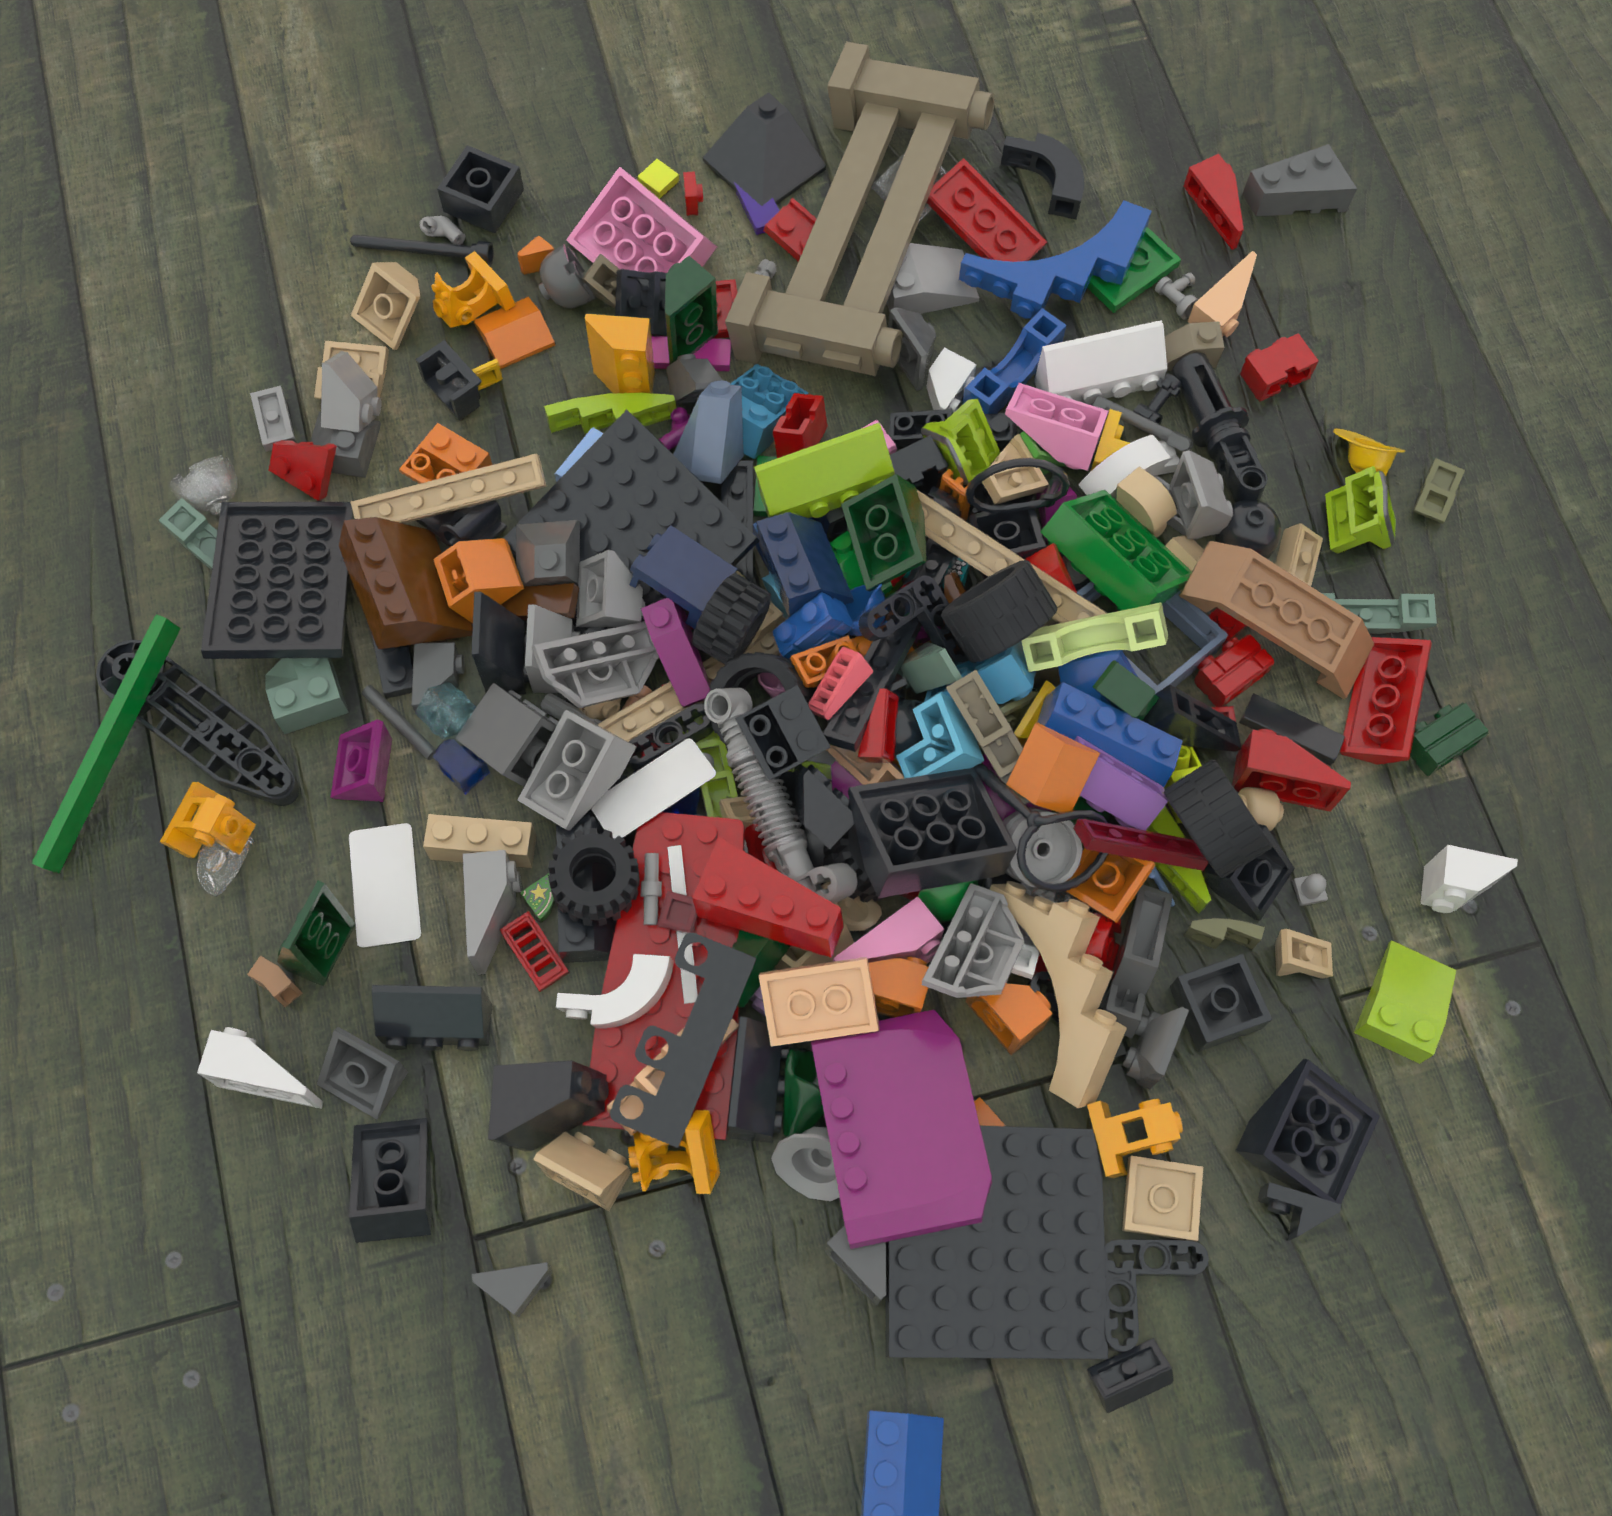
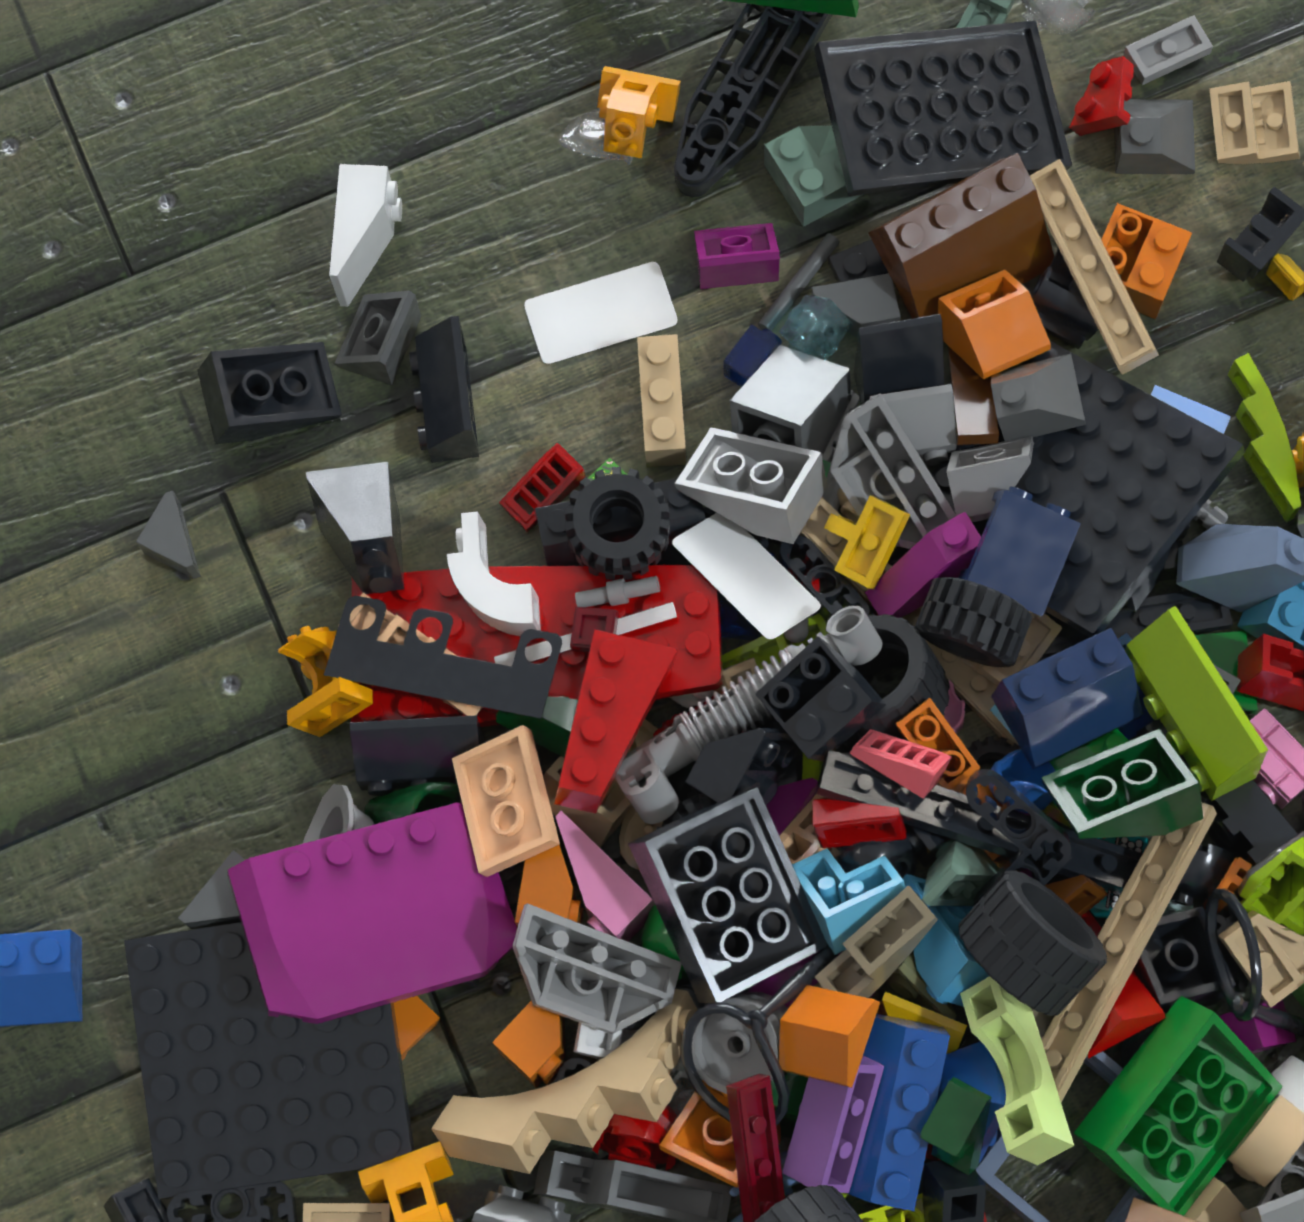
camera: 90 degrees right, 5 degrees up
(275, 981) = (465, 222): medium nougat piece -> none
(316, 936) = (511, 248): dark green slope -> none
(348, 395) = (1205, 120): light grey slope -> none
(489, 902) = (584, 421): light grey slope -> none
(583, 1168) = (292, 580): tan slope -> none
(644, 689) = (869, 540): none -> yellow plate
(680, 420) = (1244, 516): magenta arm -> none
(812, 625) = (984, 724): blue brick -> none

